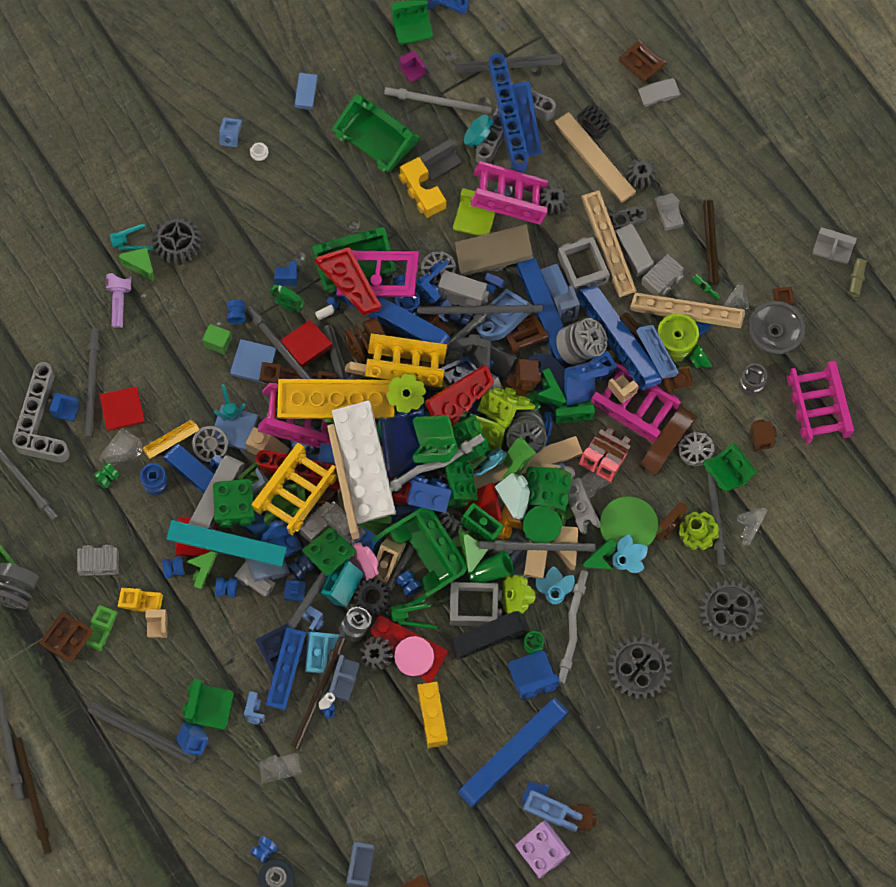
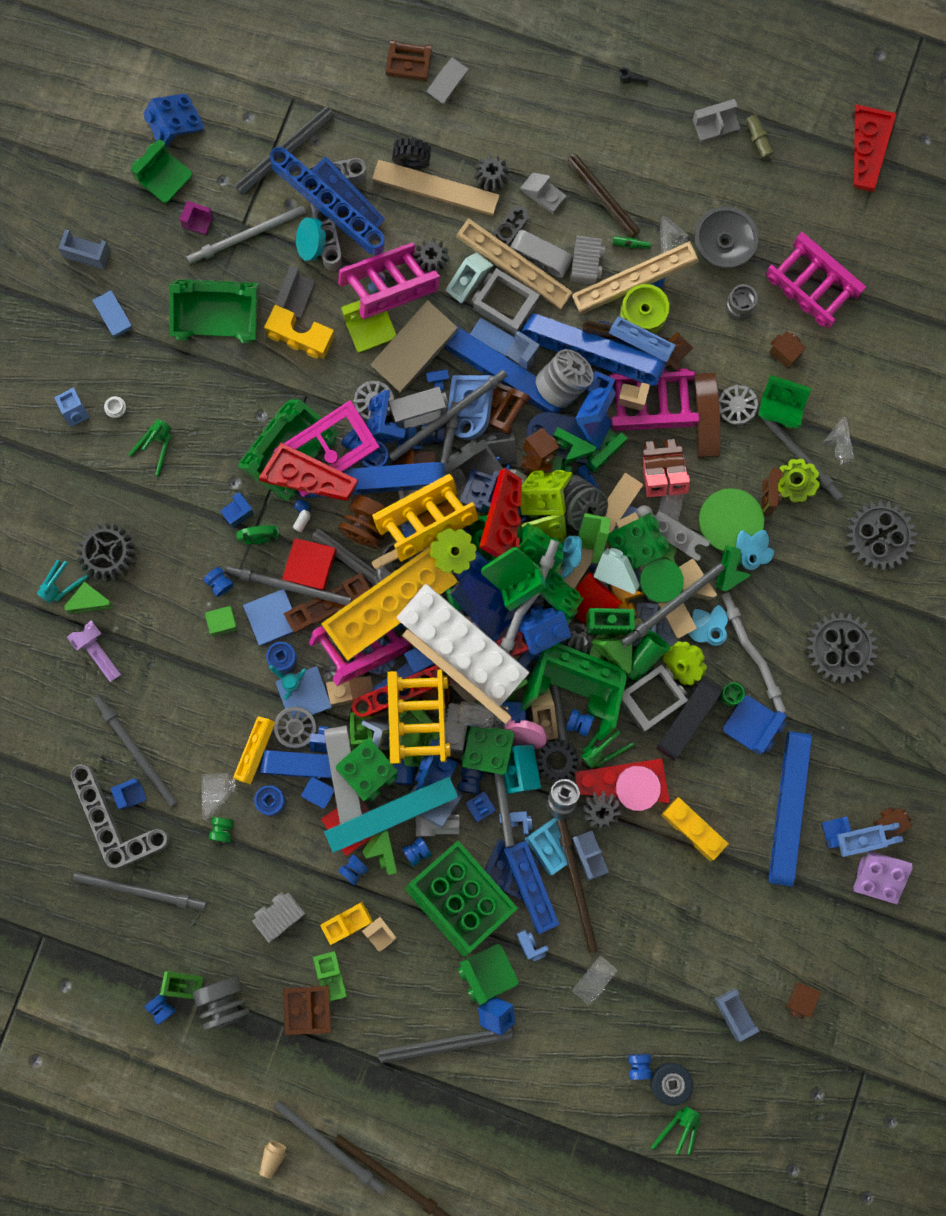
camera: 40 degrees left, 10 degrees up
(122, 408) = (184, 754): red tile -> none
(189, 496) = (318, 792): none -> blue panel
(230, 639) = (460, 898): none -> green slope
(238, 390) = (282, 657): none -> blue wheel
(274, 187) = (158, 432): none -> green plant
(319, 37) = (84, 251): none -> sand blue panel
(326, 705) = (594, 892): arm -> none
(570, 230) = (469, 277): none -> light aqua slope
(700, 358) = (679, 316): green piece -> none
(784, 295) = (707, 201): reddish brown tile -> none
(792, 175) = (624, 70): none -> black hand

